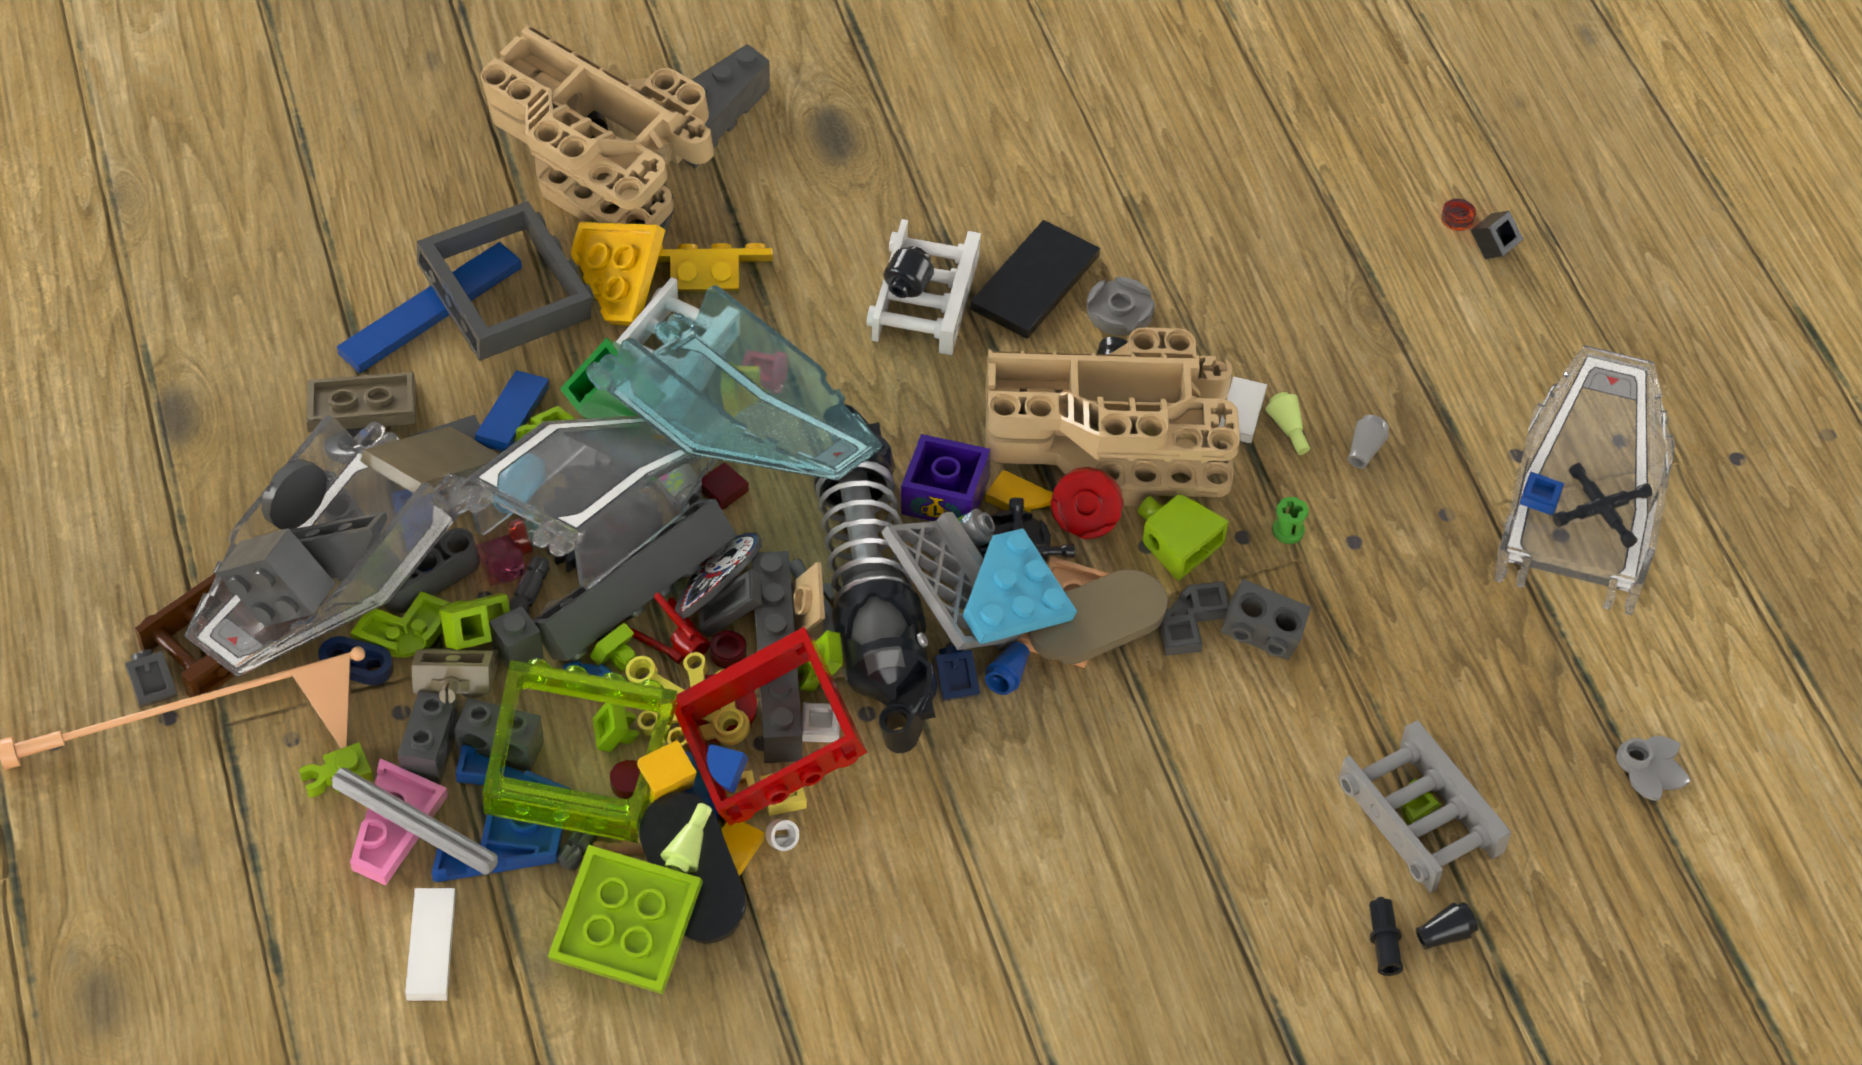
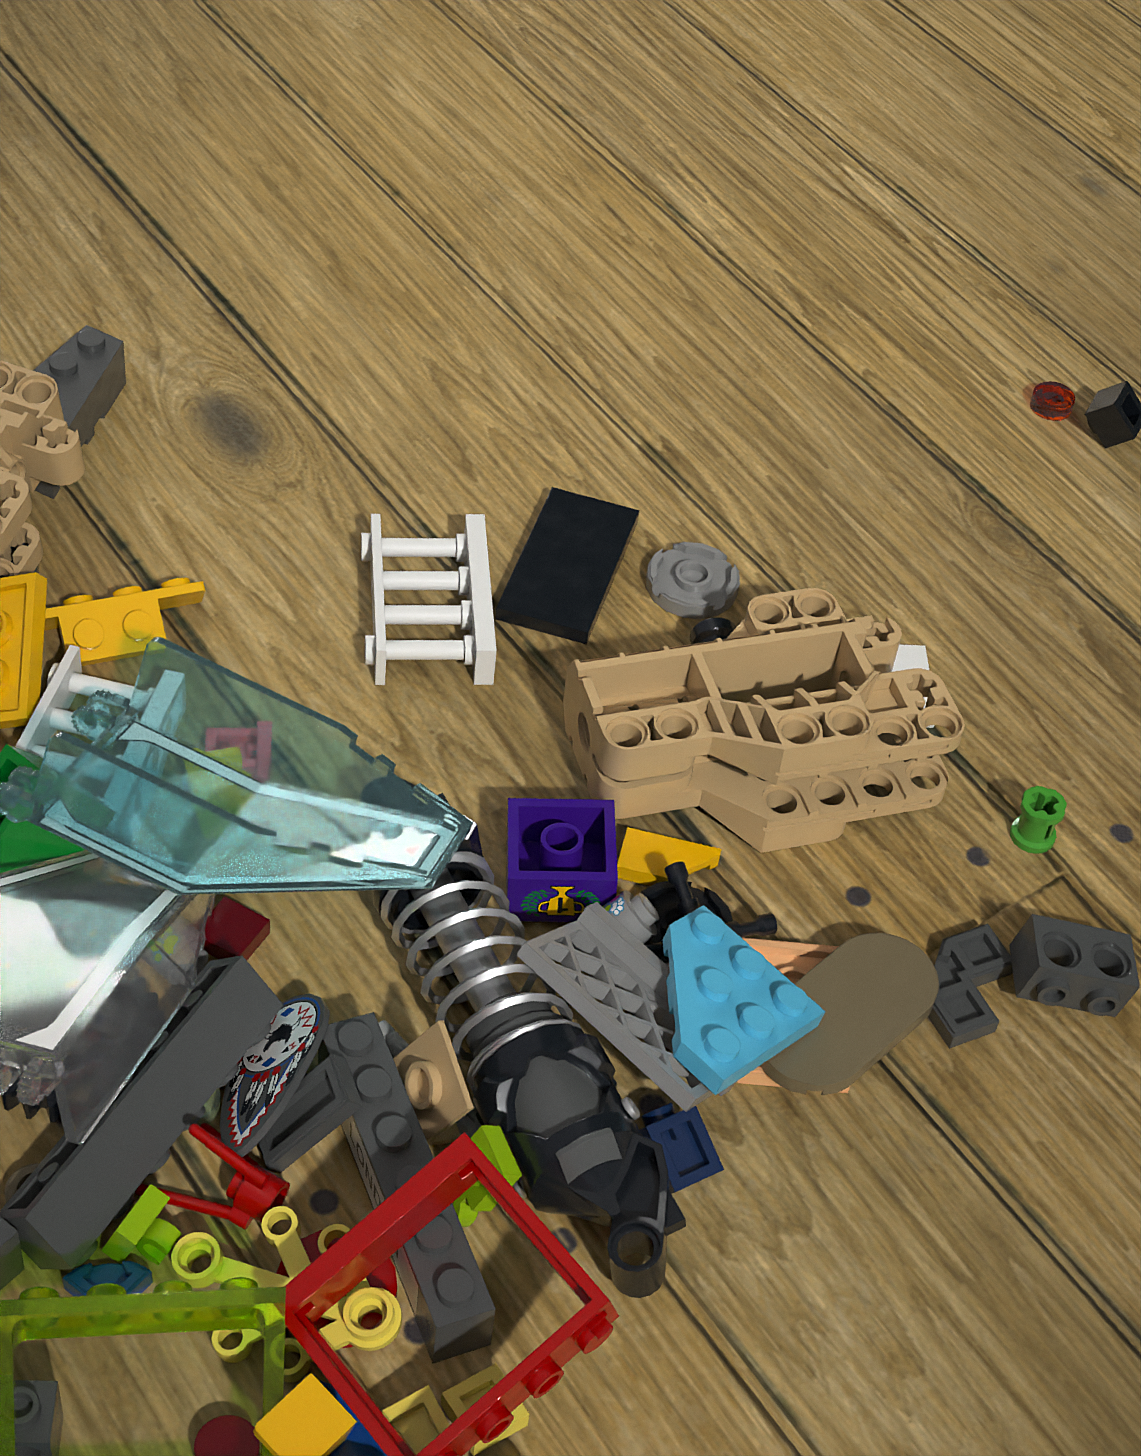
camera: 20 degrees left, 5 degrees down
(612, 726) = (175, 1366): lime tile -> none
(726, 766) = (401, 1398): blue tile -> none
(727, 648) = (318, 1187): dark red tile -> none
(819, 723) = (506, 1271): white tile -> none
(908, 272) = (409, 579): black head -> none
(1006, 671) = (748, 1122): blue cone -> none
(1087, 502) = (769, 850): red tile -> none
(1181, 533) = (903, 867): lime torso -> none
(1286, 413) = (967, 680): yellowish green cone -> none
(1367, 440) = (1082, 690): light grey cone -> none

